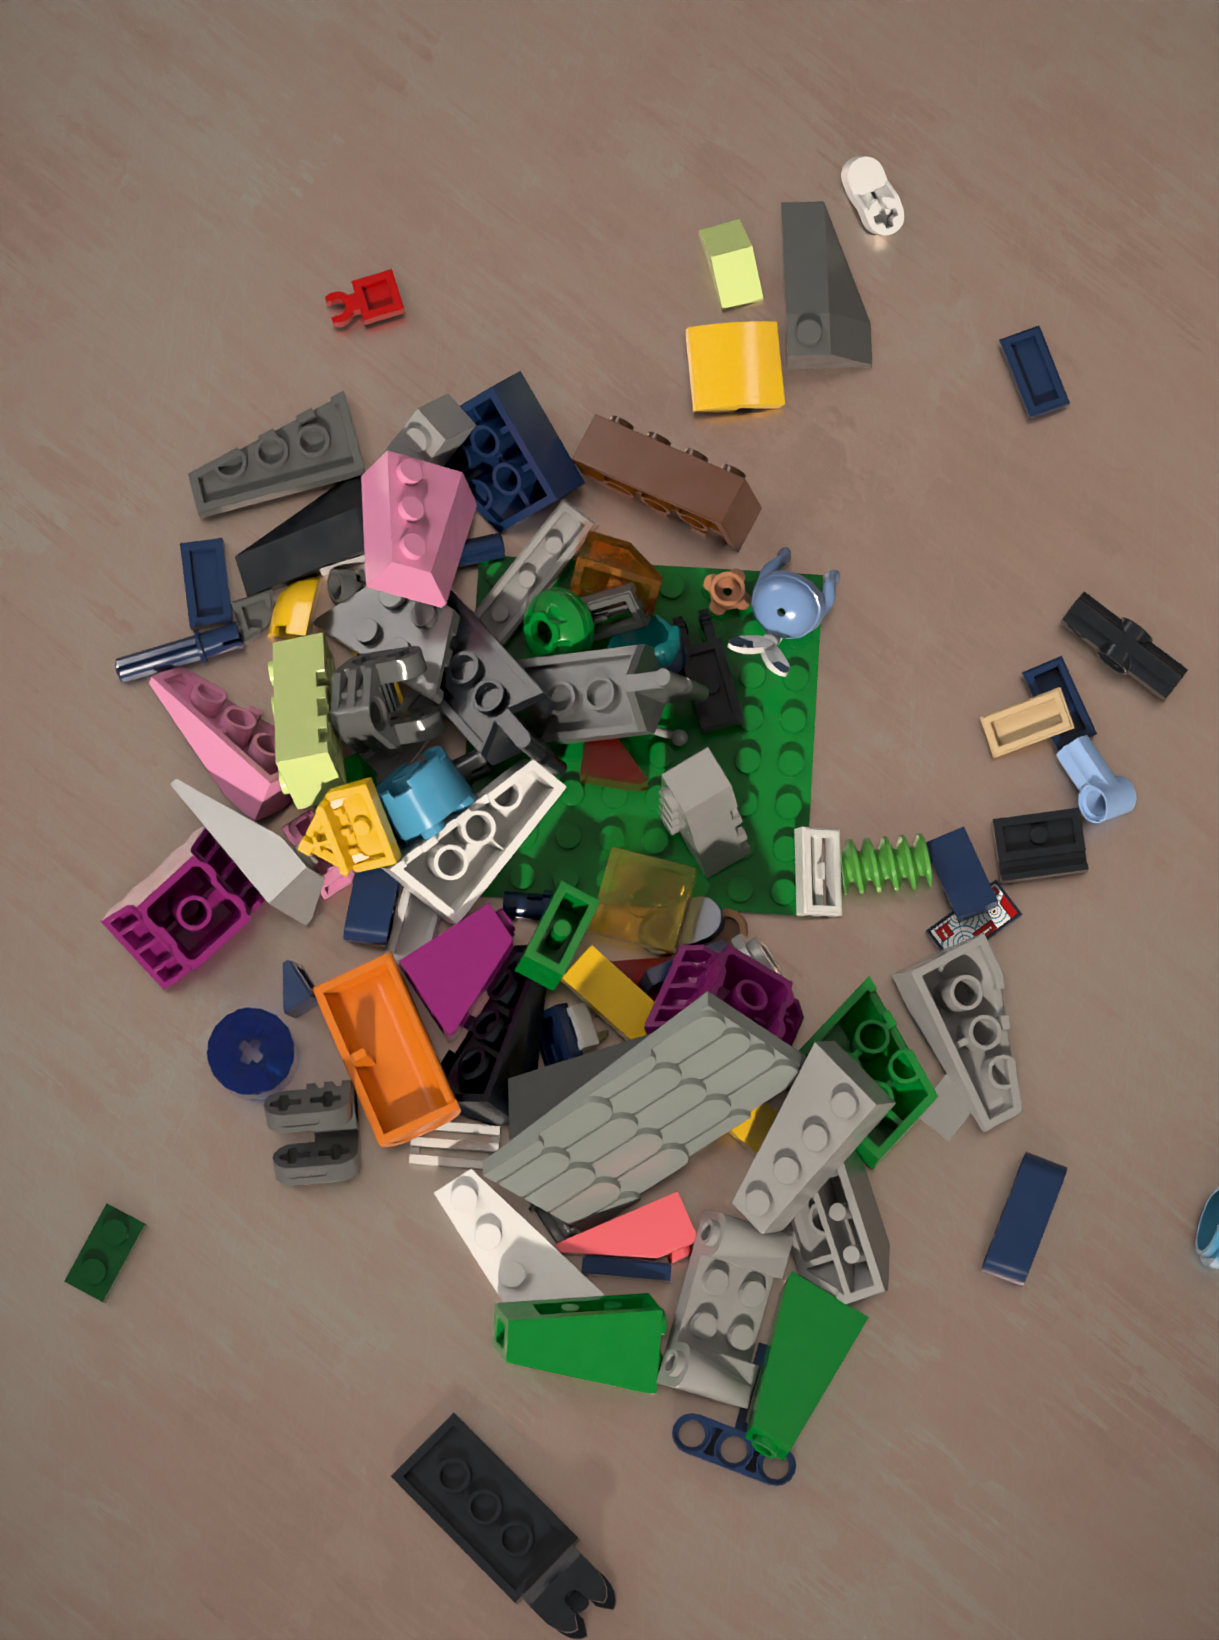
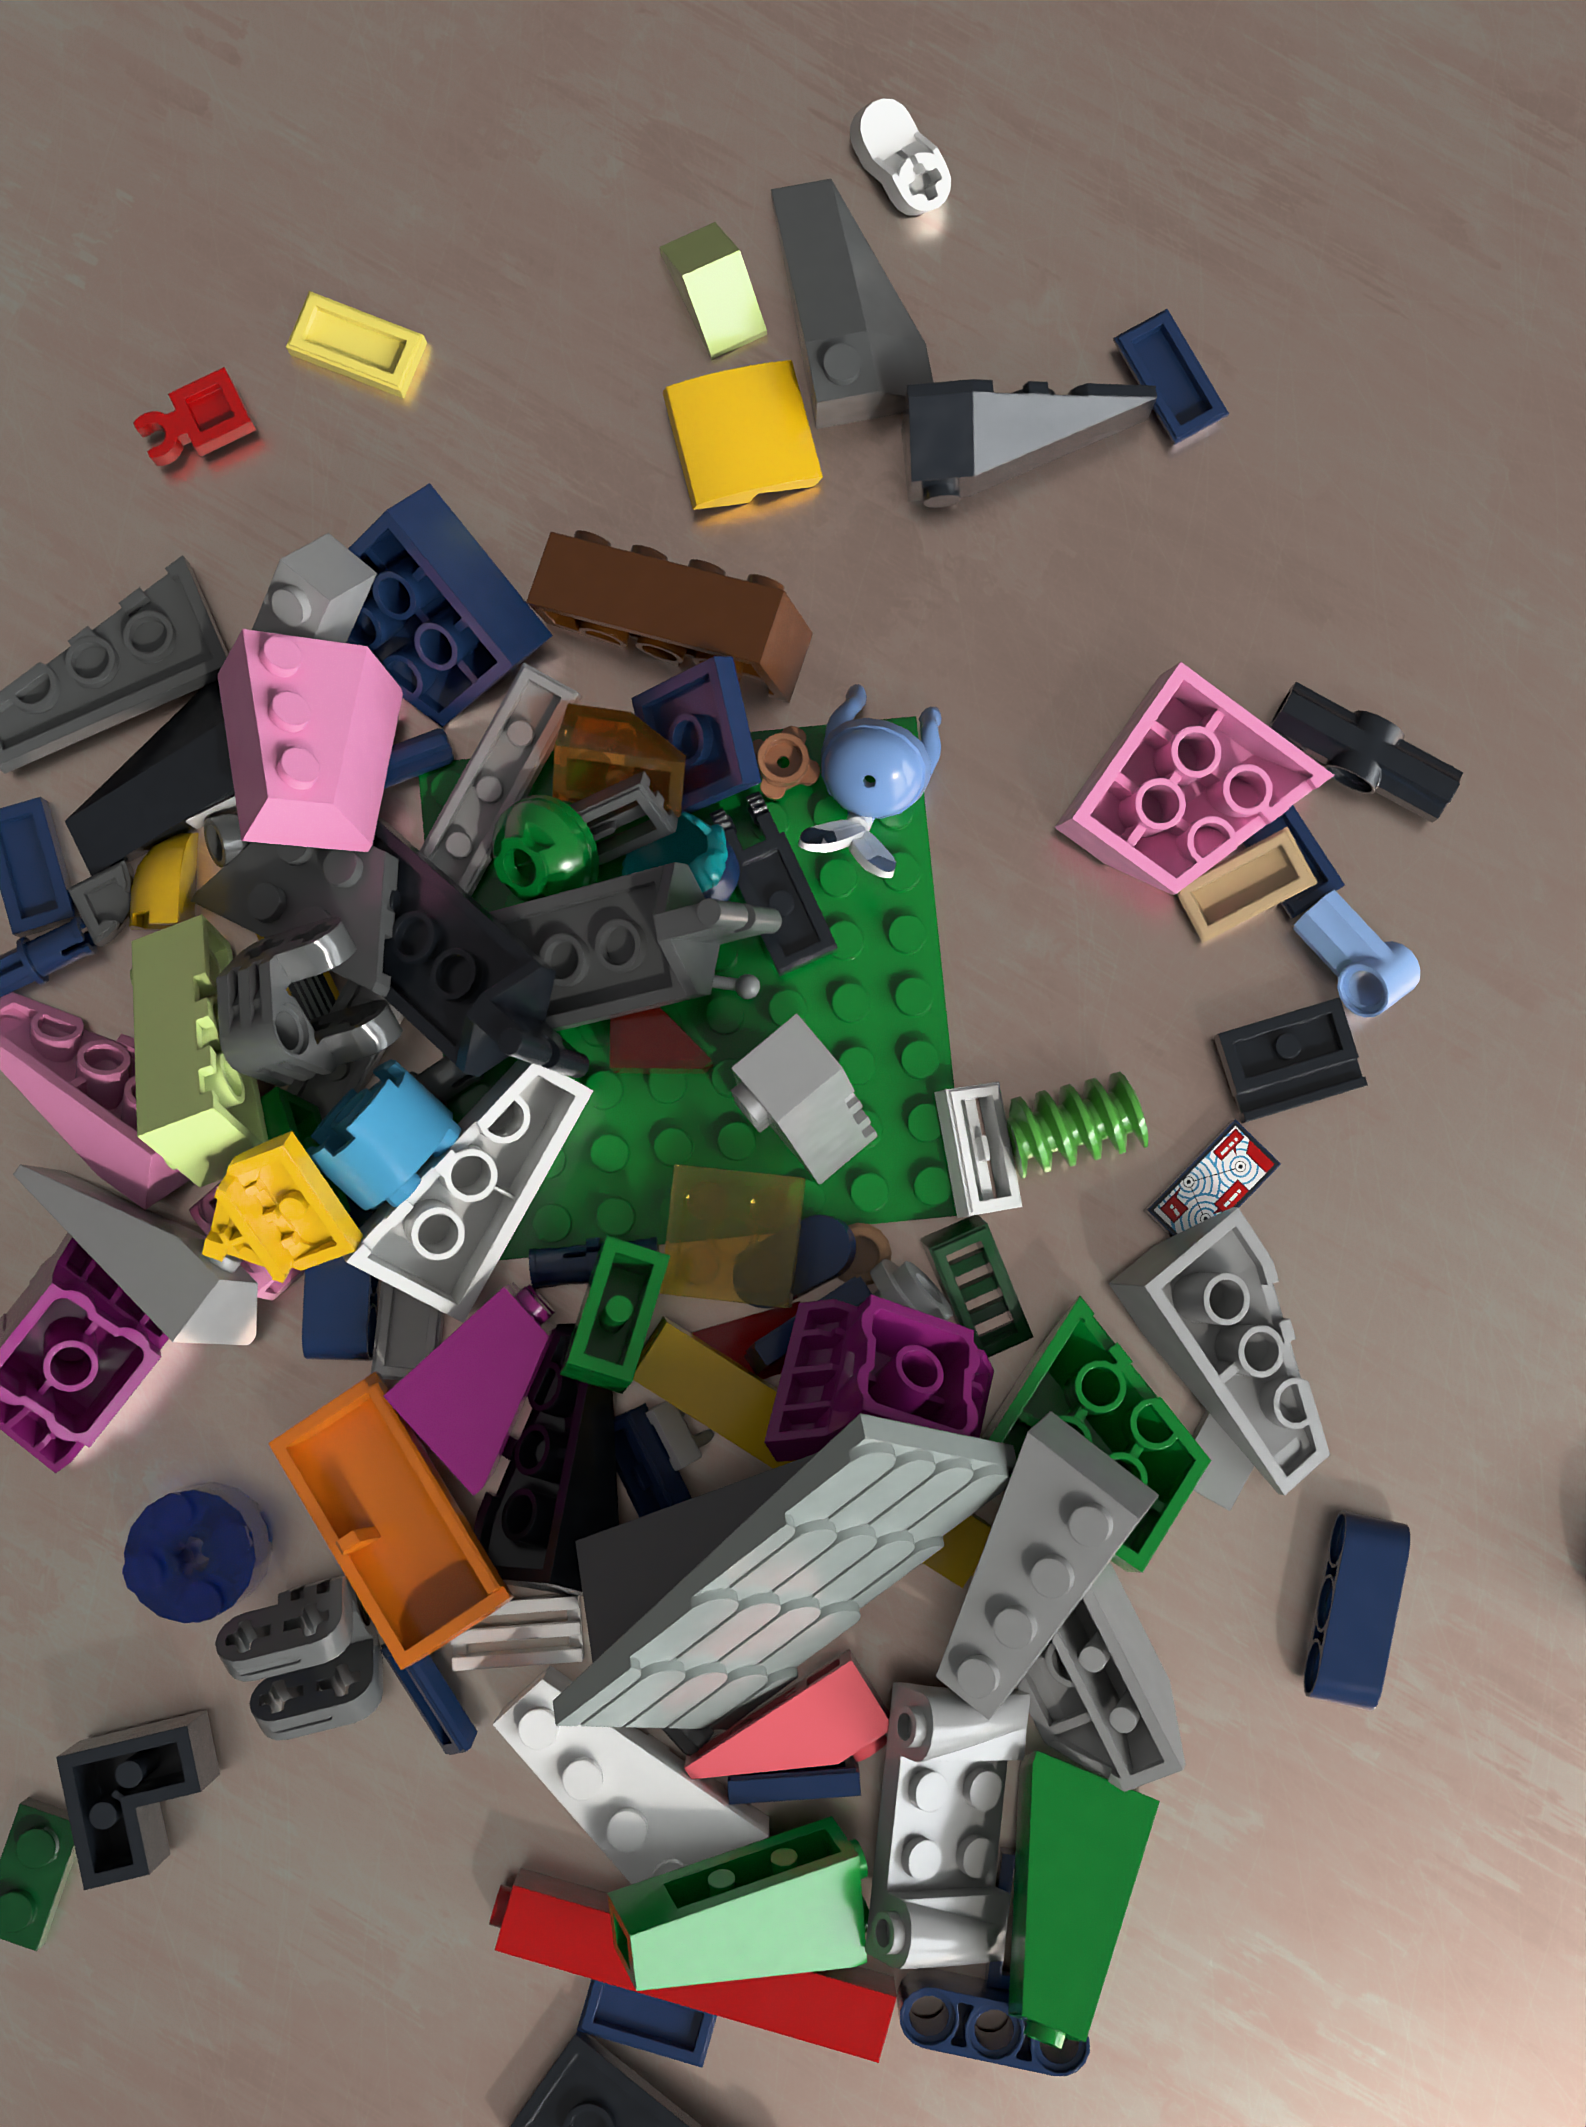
camera: 15 degrees left, 5 degrees up
(176, 1196) = (117, 1789): none -> black brick
(297, 990) = (245, 1442): dark blue slope -> none
(391, 1177) = (435, 1703): none -> dark blue tile
(482, 265) = (356, 344): none -> light yellow tile
(504, 1412) = (647, 2023): none -> dark blue tile
(578, 1399) = (572, 1931): none -> red brick
(680, 556) = (708, 723): none -> dark blue plate
(795, 928) = (954, 1238): none -> dark green slope
(887, 396) = (969, 438): none -> black wedge
(961, 874) = (1187, 1122): dark blue tile -> none
(997, 649) = (1186, 784): none -> bright pink wedge

